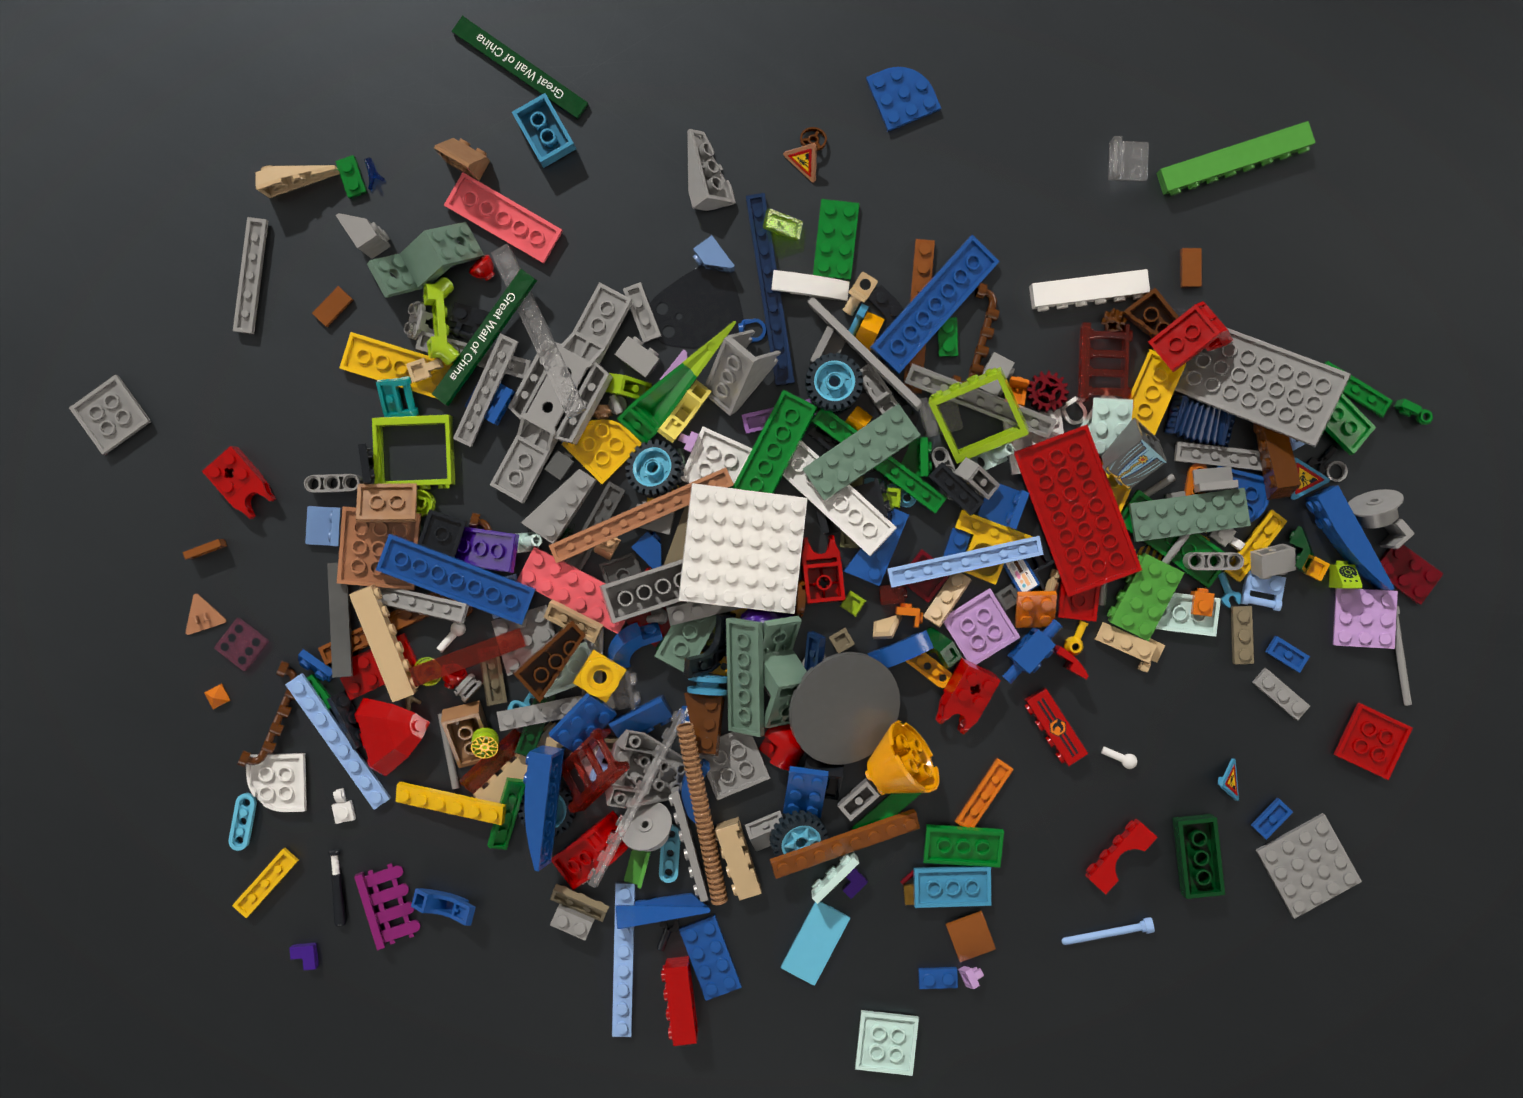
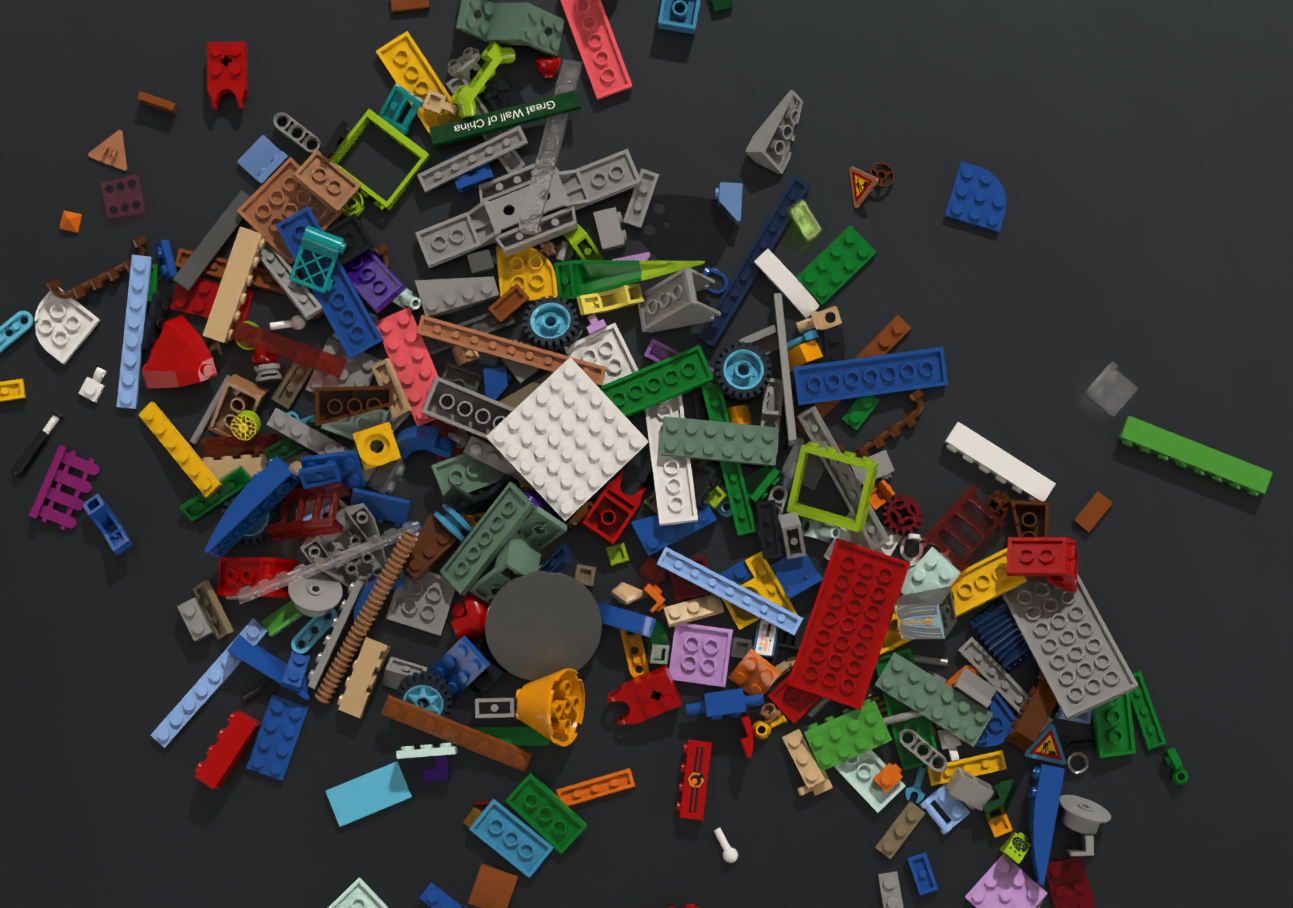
camera: 40 degrees right, 5 degrees down
(426, 554) = (322, 244): none -> teal piece
(575, 736) = (320, 475): none -> blue plate
(608, 479) = (508, 303): none -> dark orange tile
(681, 897) = (295, 670): none -> blue plate
(1067, 624) = (769, 713): none -> medium nougat plate

